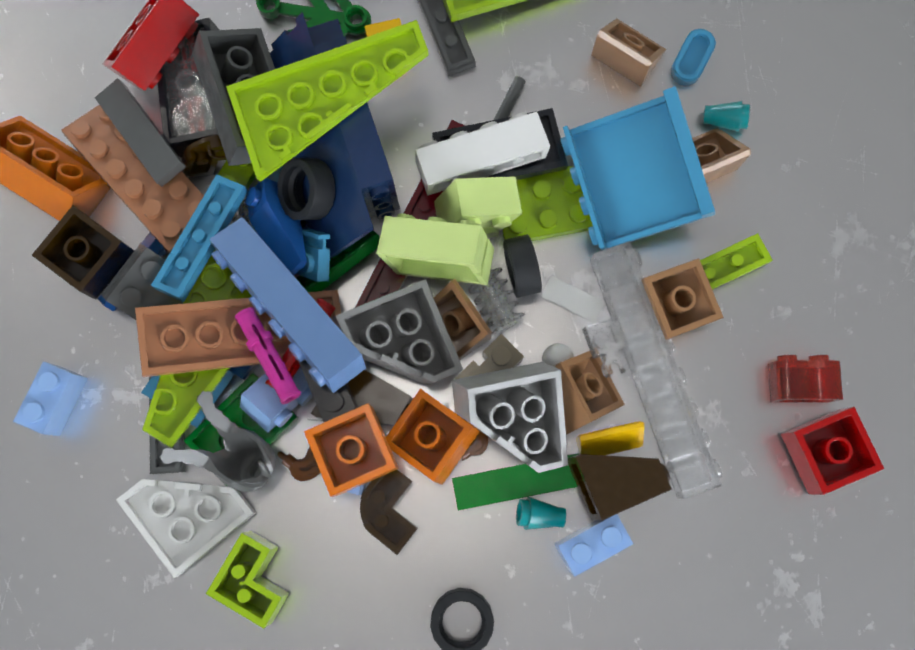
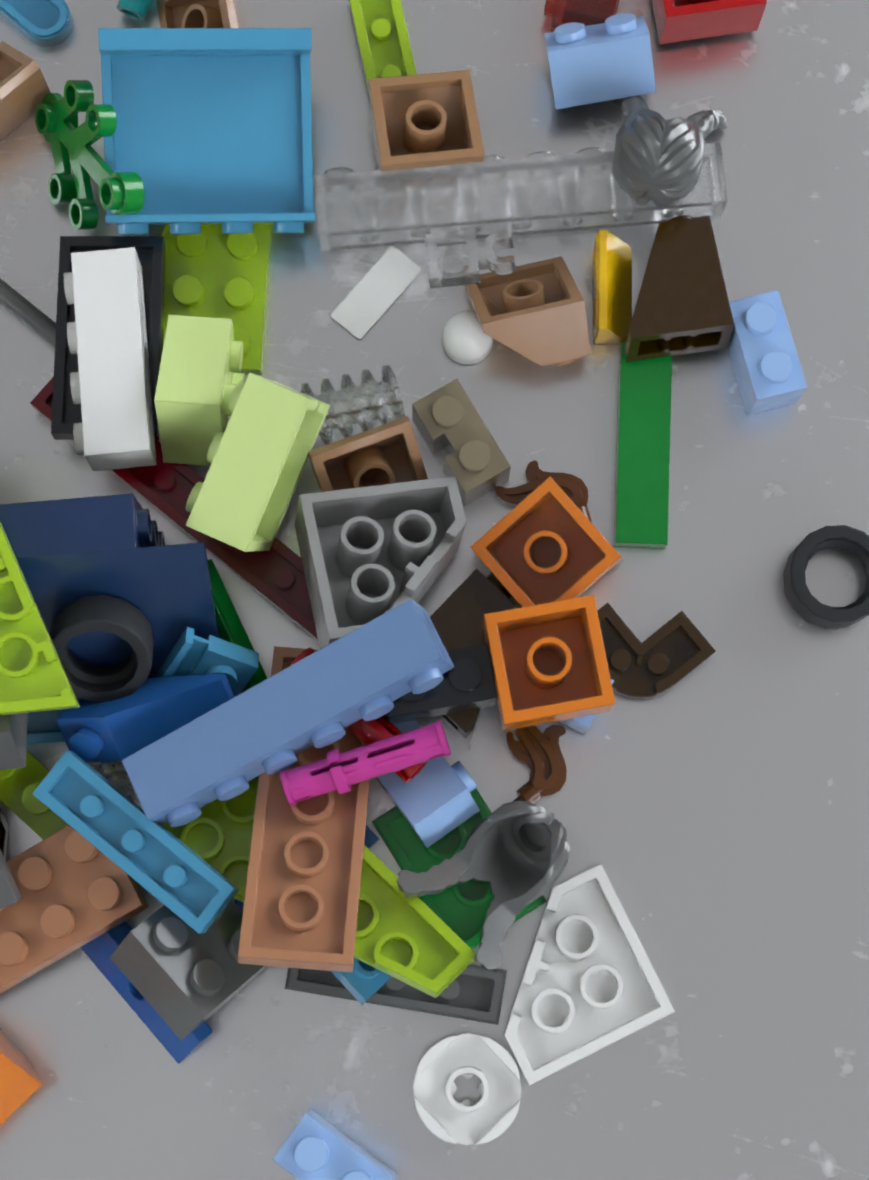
camera: 80 degrees left, 0 degrees up
(83, 253) = (96, 1063): dark brown brick -> none
(91, 469) = (435, 1087): none -> white plate
(241, 583) = (707, 901): lime brick -> none
(518, 411) = (543, 404): light grey brick -> none
(522, 266) = (309, 348): black tyre -> none
(539, 514) = (700, 425): teal cone -> none
(591, 110) = (58, 123): none -> green plant
(699, 449) = (660, 156): none -> dark grey hair
(754, 397) = (600, 61): none -> light blue brick

